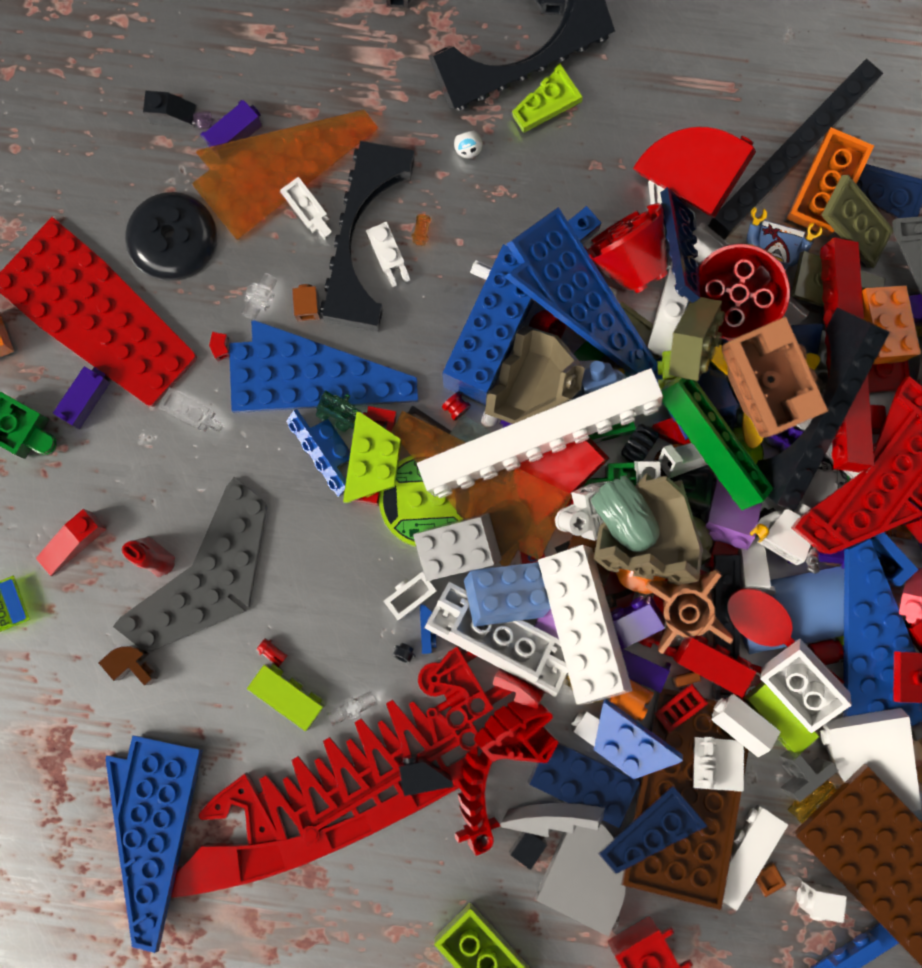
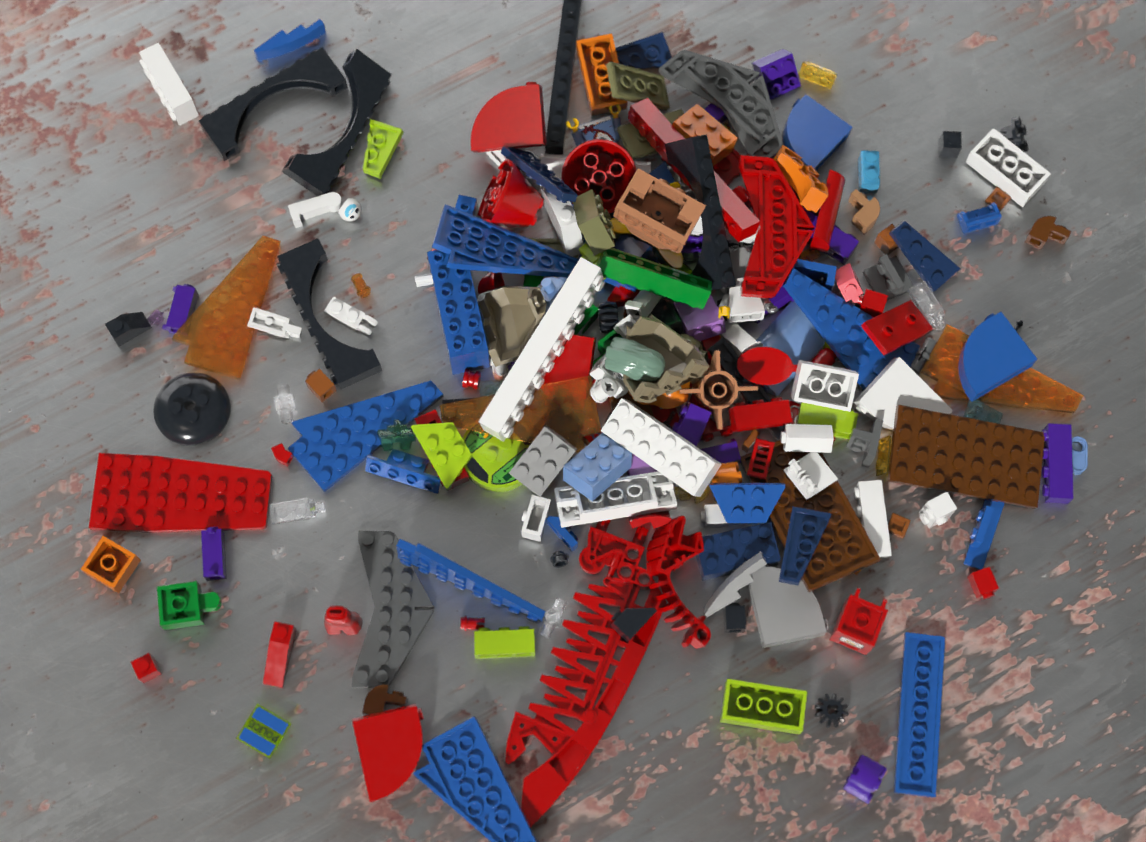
camera: 40 degrees left, 10 degrees down
(96, 716) = (388, 748): none -> red brick
(287, 605) = (445, 569): none -> blue wing
(435, 116) = (314, 207): none -> white leg

